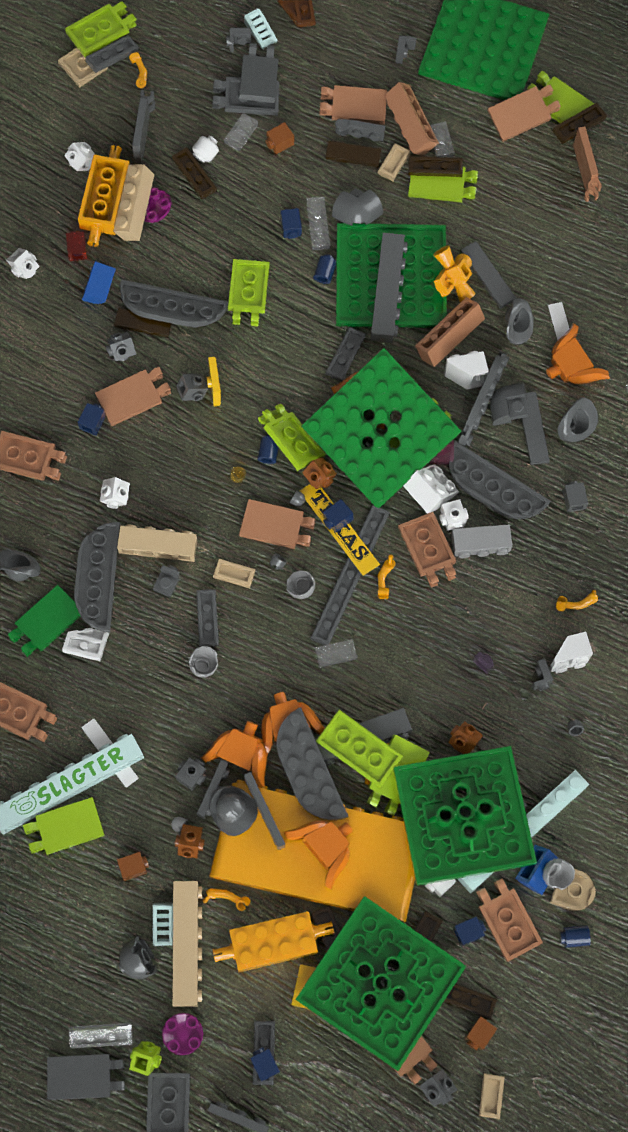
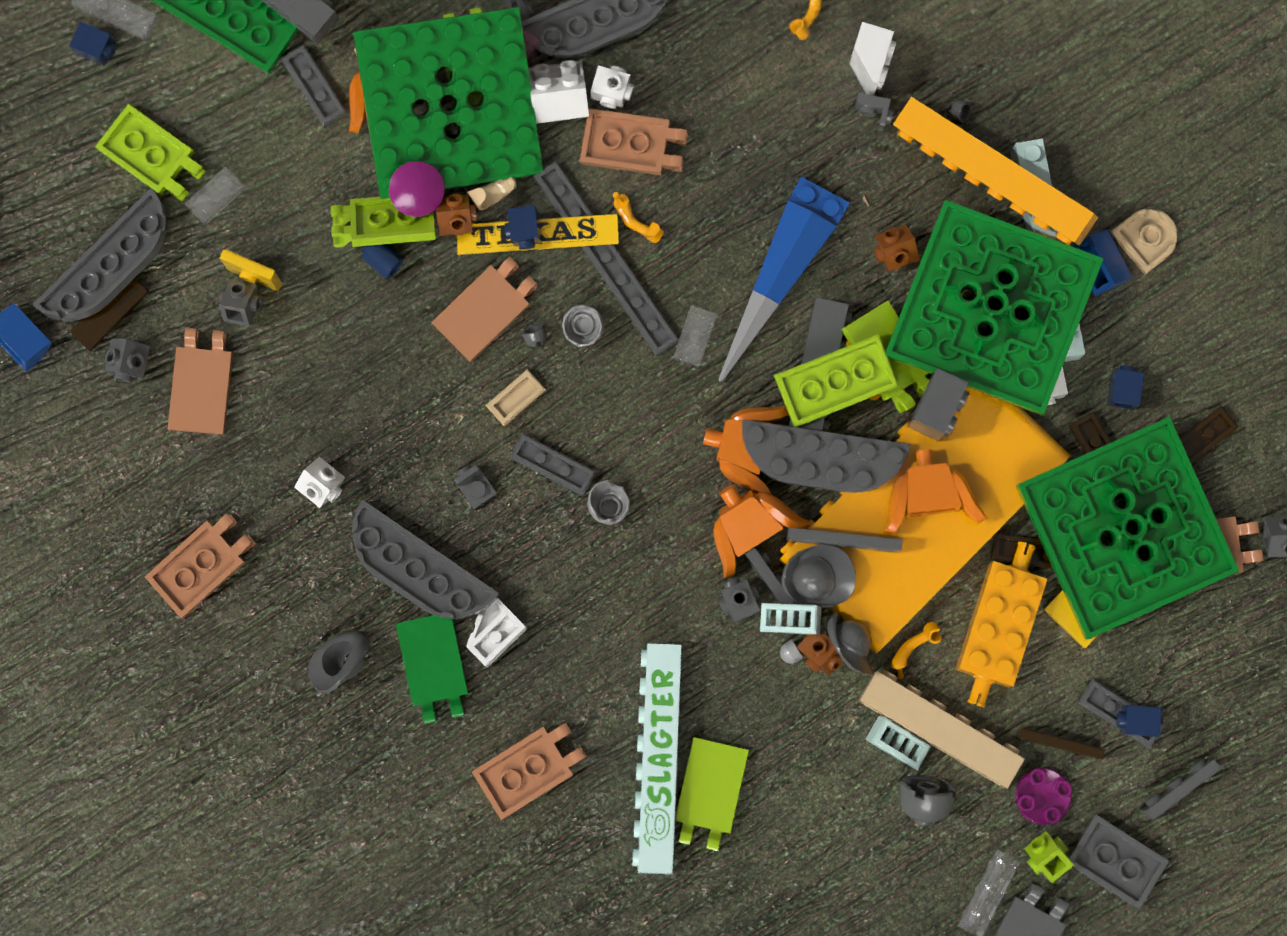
camera: 55 degrees left, 10 degrees up
(92, 418) = (202, 453): dark blue brick -> none
(100, 739) = (629, 685): white sticker -> none
(133, 866) = (809, 737): dark orange brick -> none
(157, 543) = (419, 469): tan brick -> none
(203, 853) = (851, 642): none -> dark grey hat
(204, 820) = (791, 608): none -> light aqua slope
(221, 1024) = (1060, 743): none -> dark brown tile
(240, 473) = (391, 311): clear yellow hinge -> none
(247, 339) = (215, 195): none -> clear plate
(298, 499) = (468, 262): dark grey hinge -> none
(319, 440) = (416, 188): none -> magenta dish
(325, 269) = (183, 40): dark blue brick -> none
(345, 487) = (492, 193): none -> tan helmet
(381, 816) = (938, 404): none -> dark grey brick
(438, 678) = (802, 231): none -> blue plate
(480, 1034) = (1250, 450): dark orange brick -> none
(481, 541) = (663, 73): light grey brick -> none
(484, 661) = (815, 166): clear purple plate -> none
(508, 921) = (1139, 335): nougat tile -> none
(548, 767) = (995, 171): none -> light orange brick
(558, 873) = (1124, 242): light grey hair -> none
(575, 936) = (1204, 269): dark blue brick -> none

